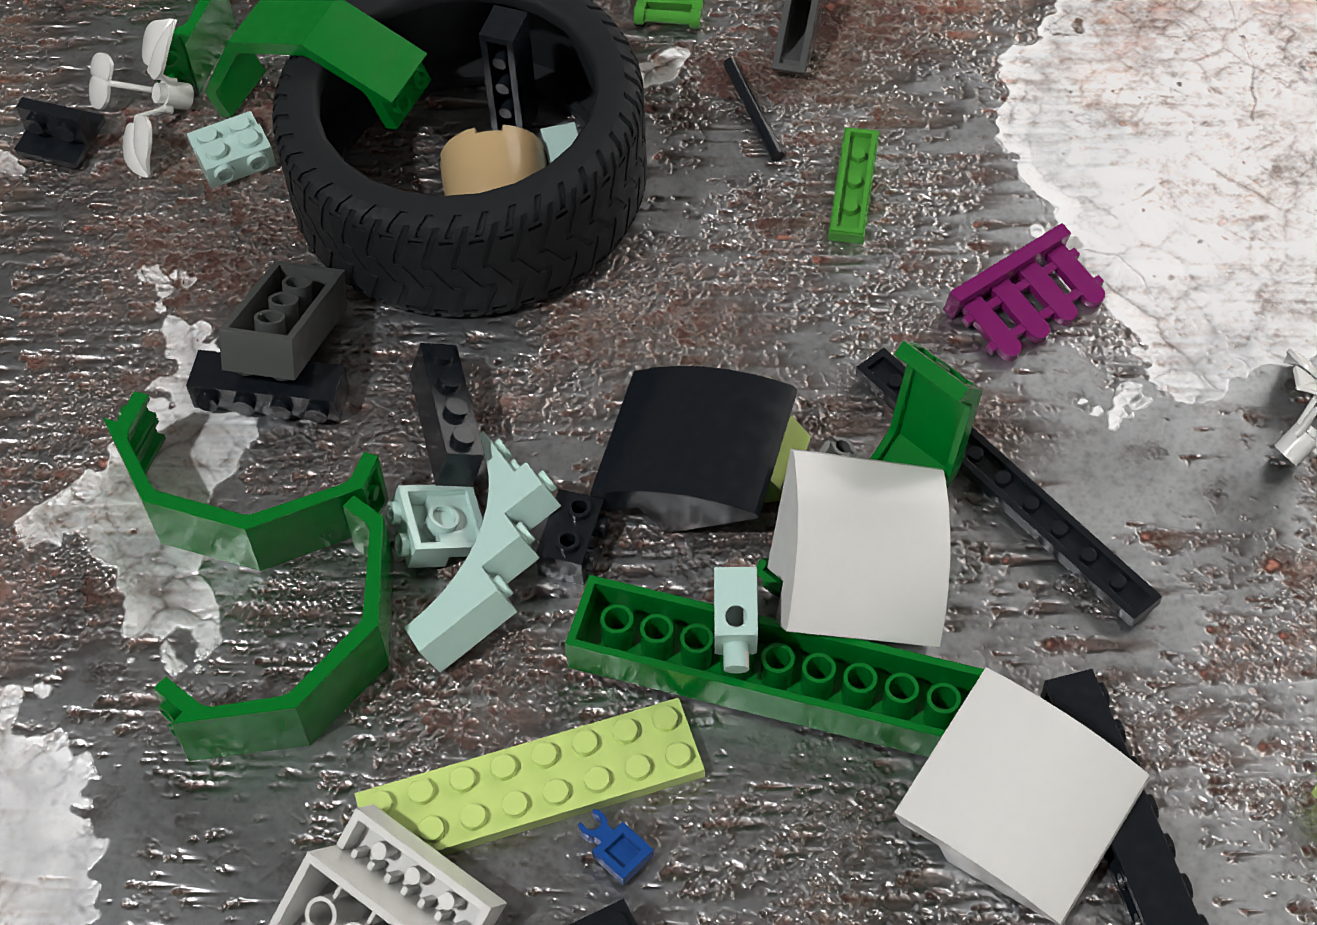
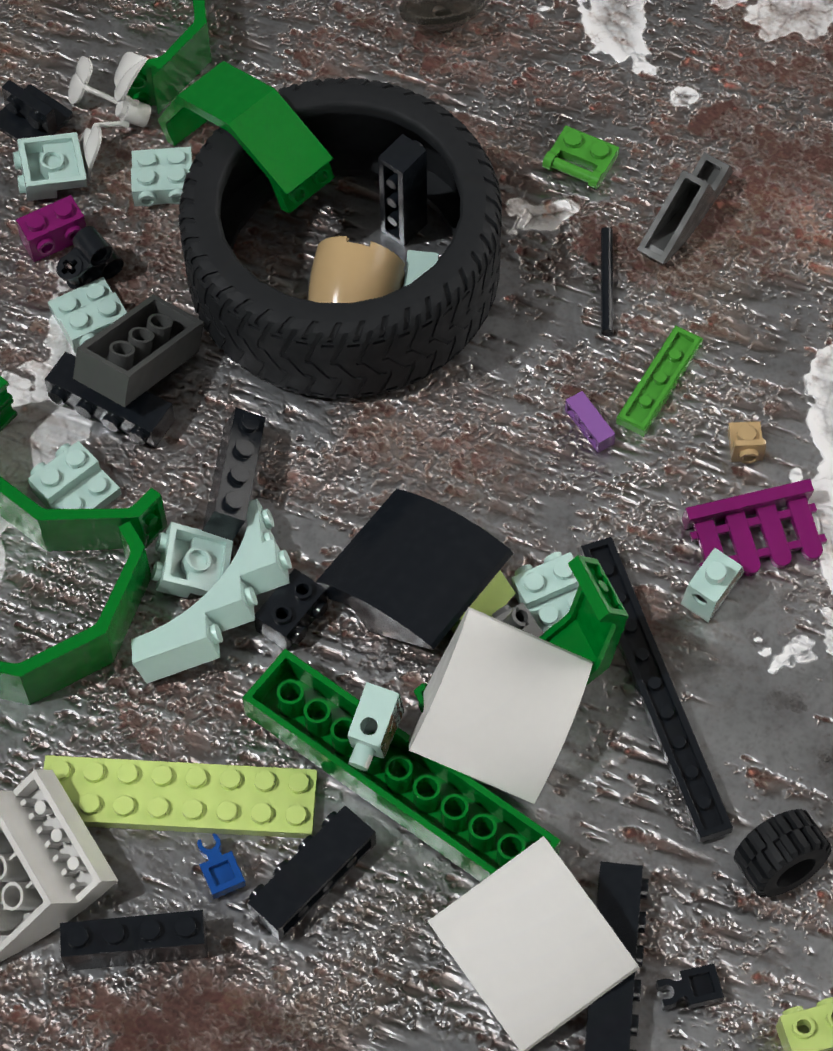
camera: 20 degrees right, 5 degrees up
(99, 172) = (49, 165): none -> light aqua plate
(129, 233) = (50, 228): none -> magenta brick
(186, 250) = (89, 259): none -> black piece
(202, 307) = (86, 311): none -> light aqua plate
(260, 480) = (73, 480): none -> light aqua plate
(725, 813) = (311, 873): none -> black brick
(803, 245) = (590, 421): none -> medium lavender piece
(847, 412) = (546, 589): none -> light aqua plate
(973, 214) = (746, 442): none -> tan bracket
(1018, 350) = (713, 583): none -> light aqua torso
(1207, 779) = (696, 986): none -> black plate
(1234, 600) = (782, 853): none -> black tyre

